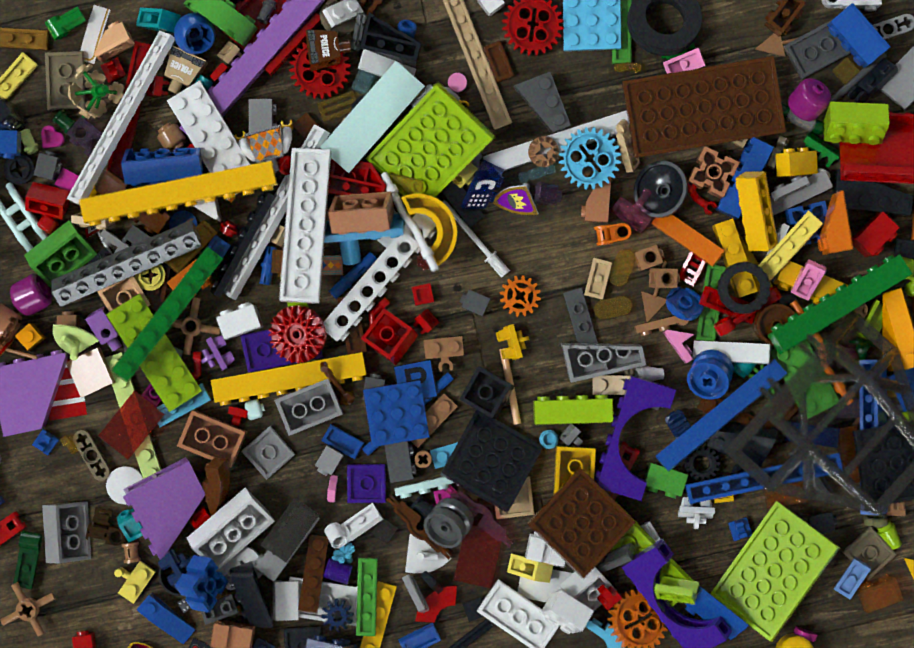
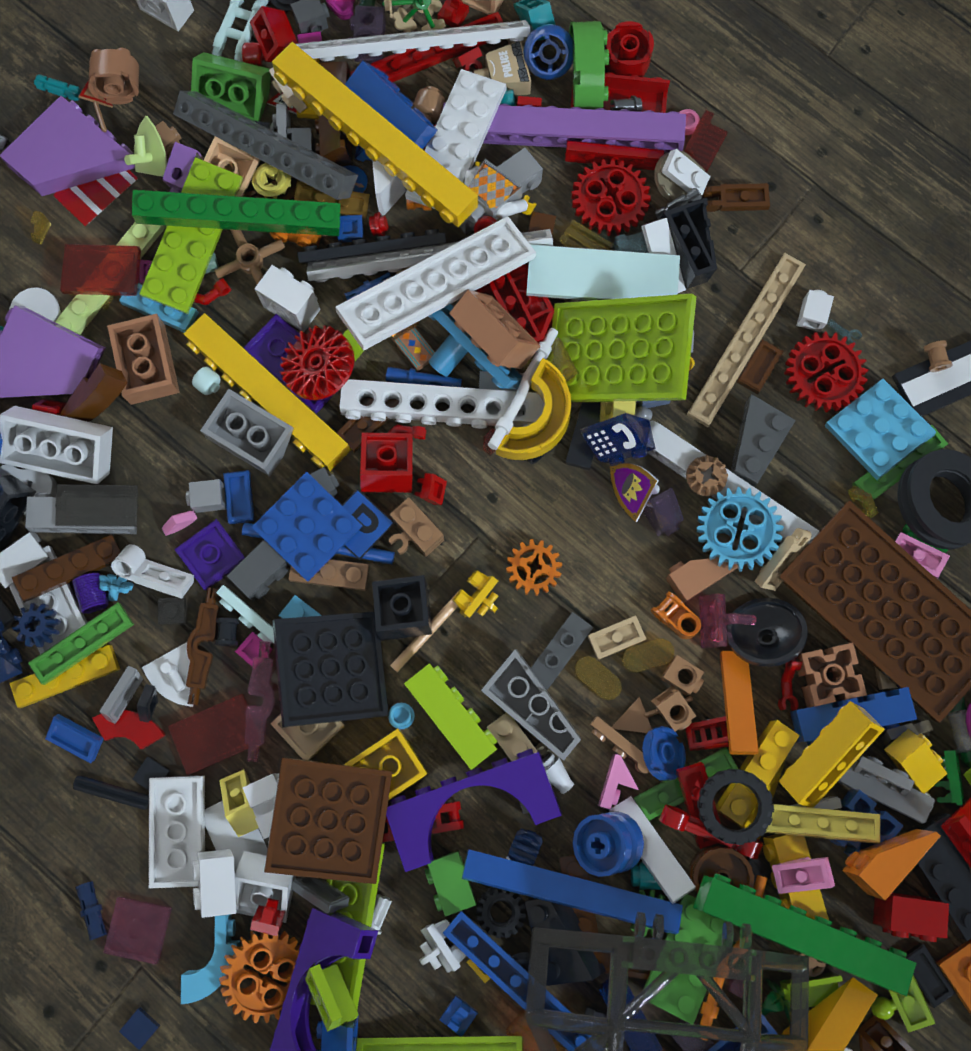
camera: 55 degrees right, 10 degrees down
(30, 294) = (163, 81): magenta head -> none
(30, 336) = (124, 114): light orange brick -> none
(45, 442) = (25, 204): blue tile -> none
(88, 440) = (40, 248): dark tan beam -> none
(90, 372) = (119, 195): tile -> none
(214, 344) = (235, 312): medium lavender hips -> none
(229, 52) = (557, 101): tan tile -> none
(237, 414) = (188, 368): red tile -> none
(268, 452) = (172, 429): light grey tile -> none
(324, 48) = (634, 179): reddish brown torso -> none
(346, 397) = (288, 465): reddish brown piece -> none
(407, 27) = (722, 251): blue tile -> none
(422, 294) = (457, 465): red plate -> none
(422, 453) = (275, 588): medium nougat bush -> none
(448, 522) = (225, 671): dark grey wheel -> none
(457, 82) = (705, 341): bright pink tile -> none
(474, 302) = (490, 525): dark grey brick -> none
(492, 259) = (551, 508): white piece -> none
(536, 173) = (680, 490): clear light blue axle -> none
(570, 435) = (423, 736): light grey tile -> none

